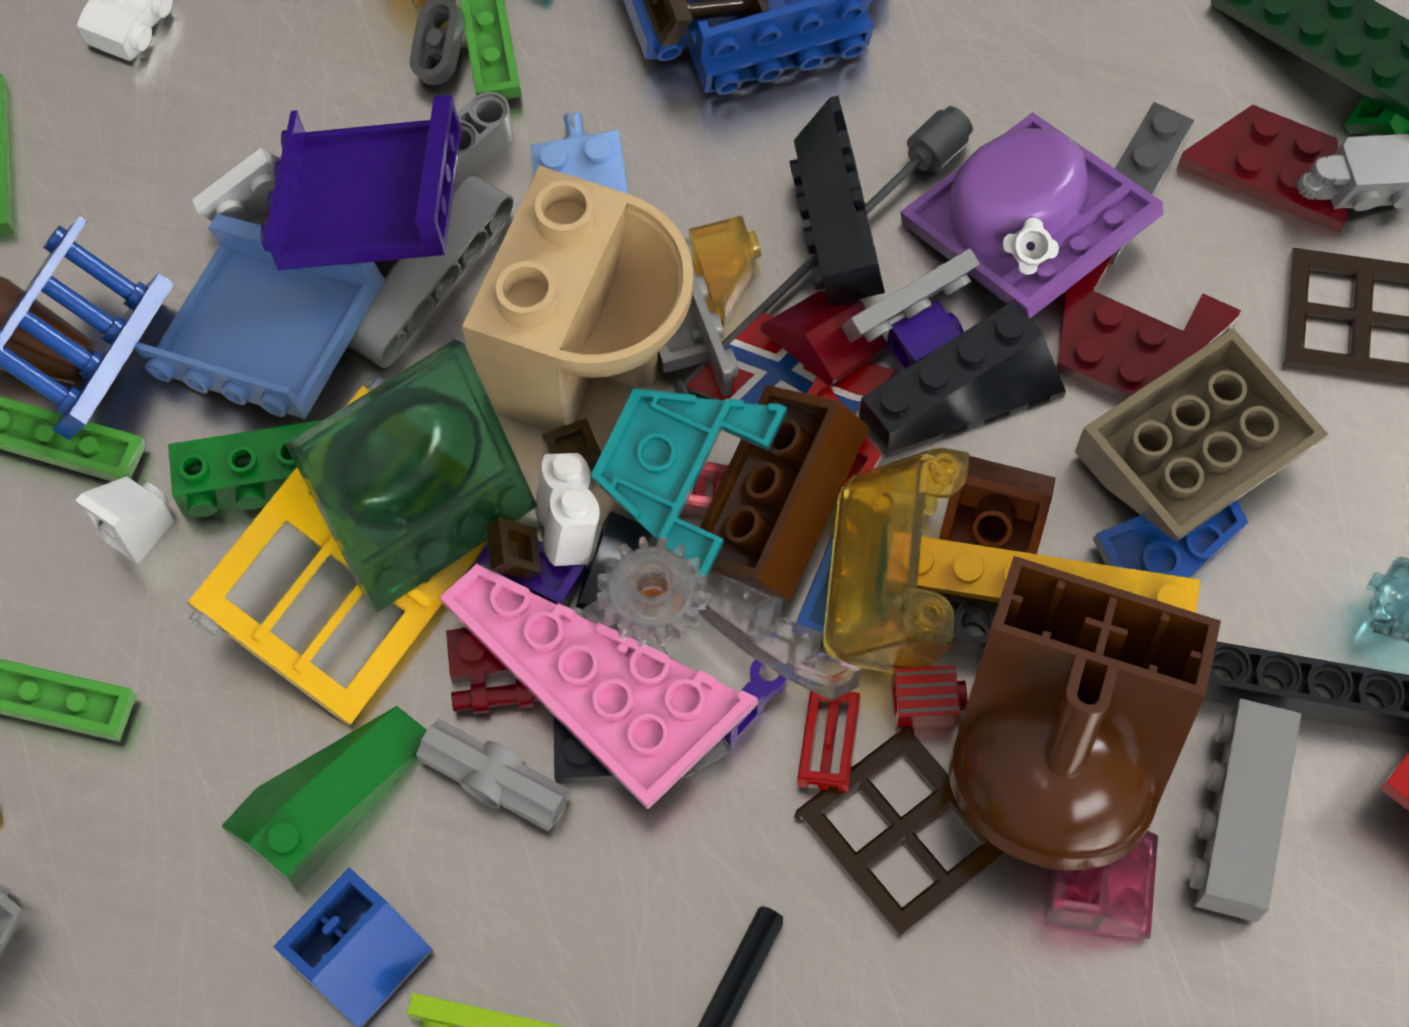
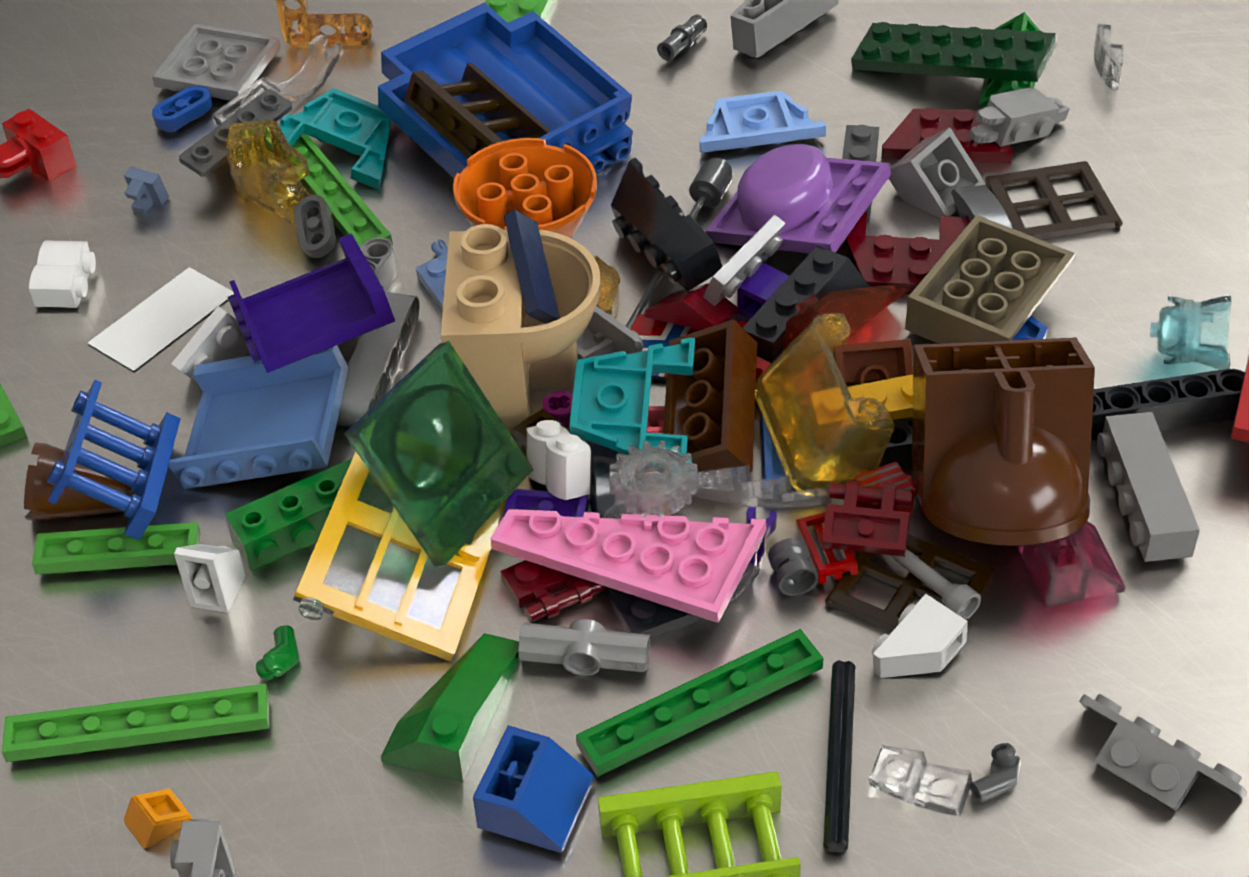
camera: 20 degrees left, 20 degrees down
(167, 653) = (281, 657): none -> green arm
(219, 111) = (161, 318): none -> white sticker
(513, 549) = (530, 493): dark brown plate -> none
(589, 898) = (698, 702): none -> green plate
(608, 404) = (559, 406): none -> magenta bush
(611, 260) = (531, 267): none -> dark blue tile
(679, 106) = (529, 177): none -> orange cone
(774, 756) = (790, 559): none -> dark grey wheel
(869, 924) = (922, 642): none -> white slope
(874, 751) = (867, 528): none -> dark red plate
(941, 881) = (956, 597): none -> light grey piece
(991, 423) = (856, 304): none -> clear red wedge
(1044, 57) = (758, 121): none -> light blue wing
(1044, 248) = (814, 199): white plate -> none
(1227, 228) = (932, 172): none -> light grey slope
(1259, 306) = (981, 202): none -> dark grey slope

